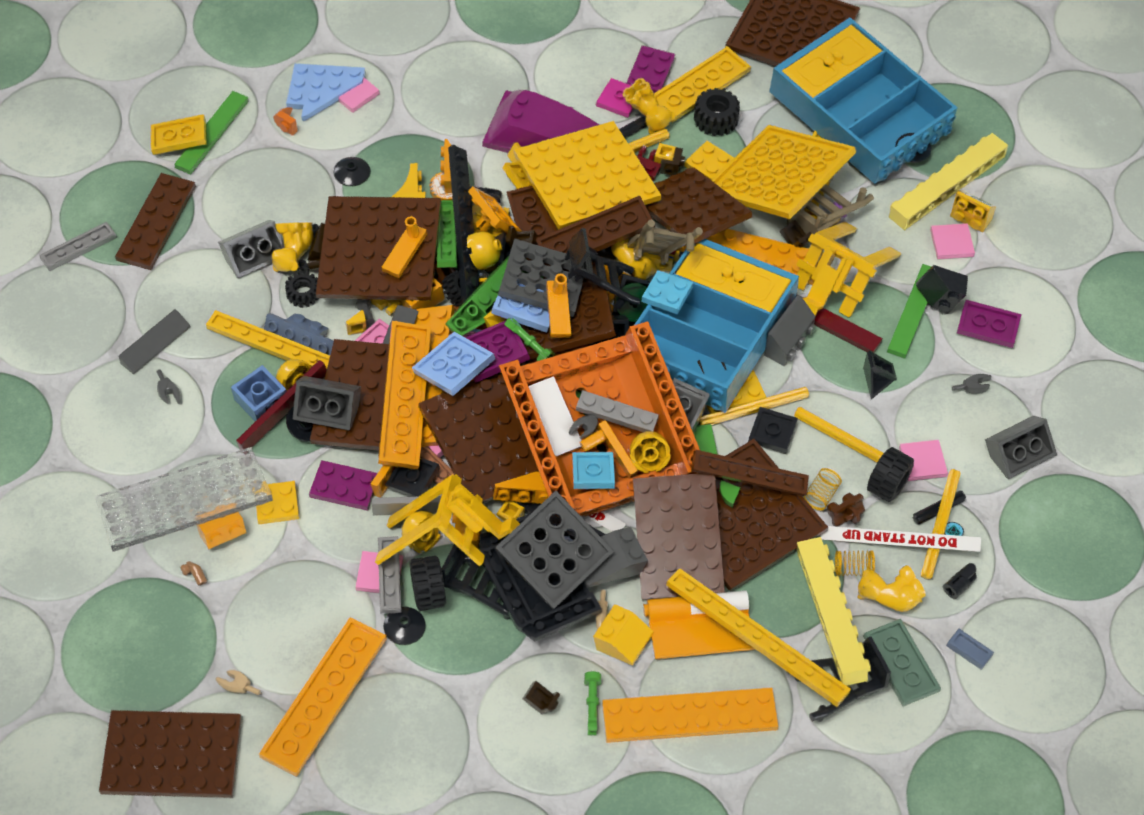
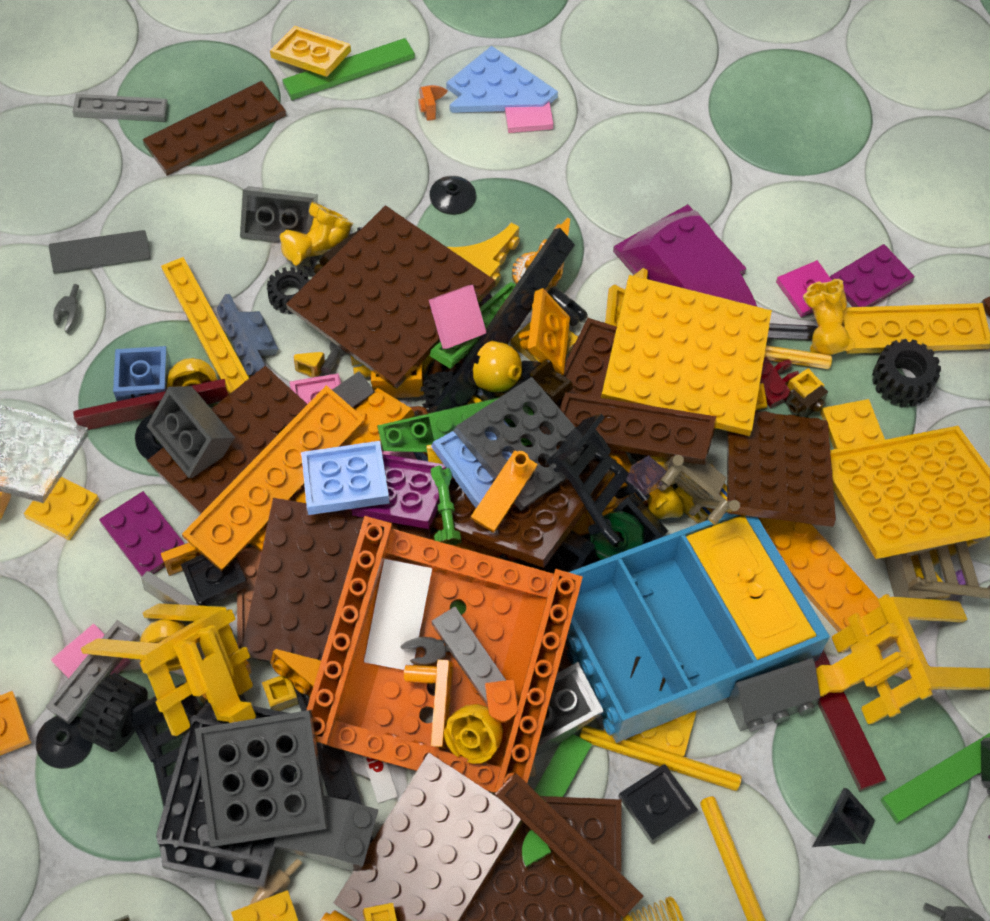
camera: 35 degrees right, 5 degrees up
(405, 248) = (405, 314): light orange piece -> none
(438, 232) = (457, 316): none -> bright pink tile
(593, 470) = (393, 710): medium azure plate -> none
(626, 253) = (646, 475): none -> slope
(653, 420) = (501, 700): none -> orange plate
(667, 292) = (655, 552): medium azure plate -> none
(794, 234) = (881, 578): dark brown bracket -> none

